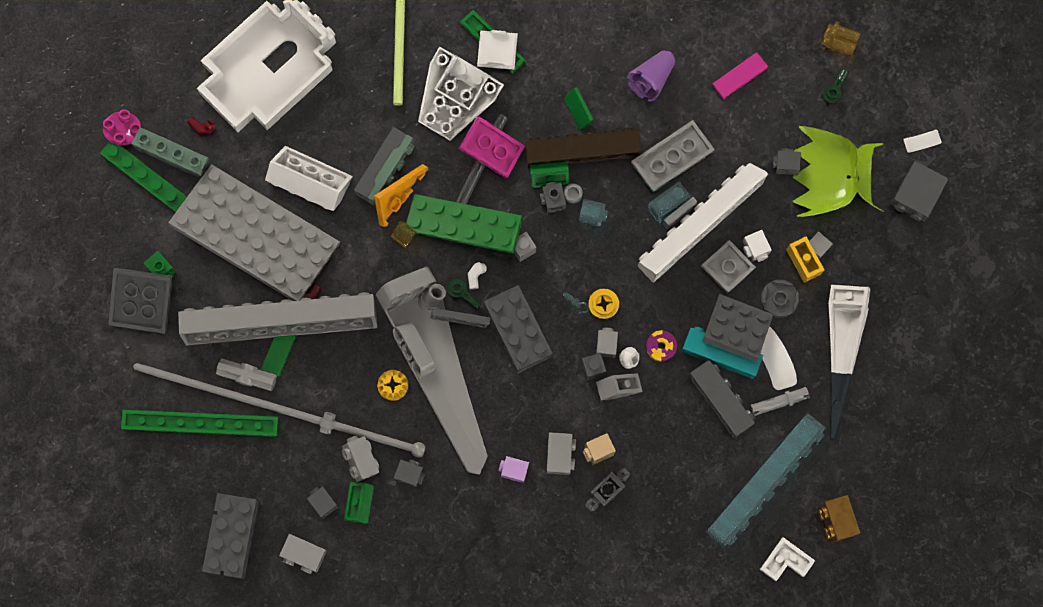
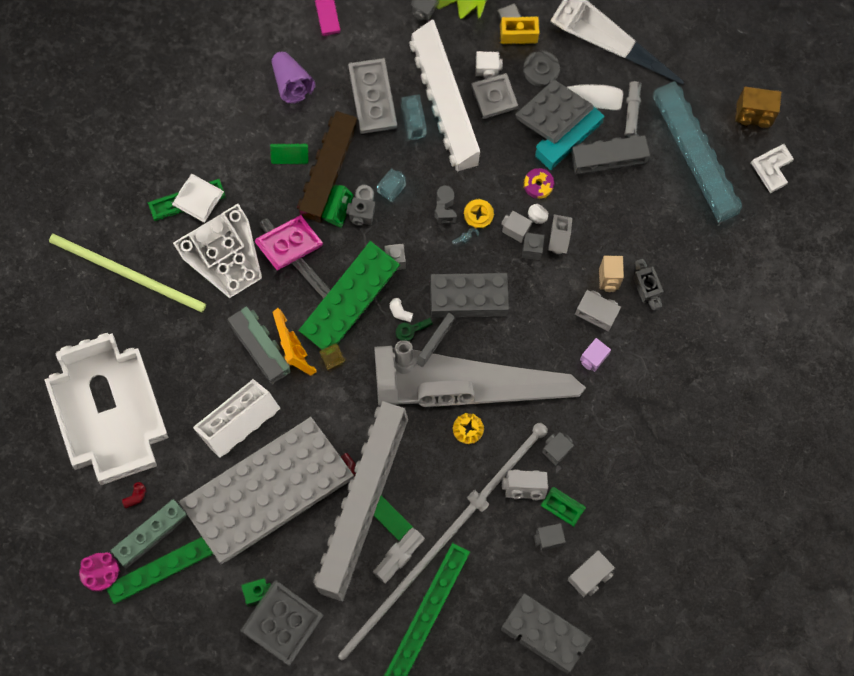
camera: 70 degrees left, 5 degrees down
(603, 268) = (445, 199): none -> dark grey leg
(680, 213) = (428, 113): light grey tile -> none

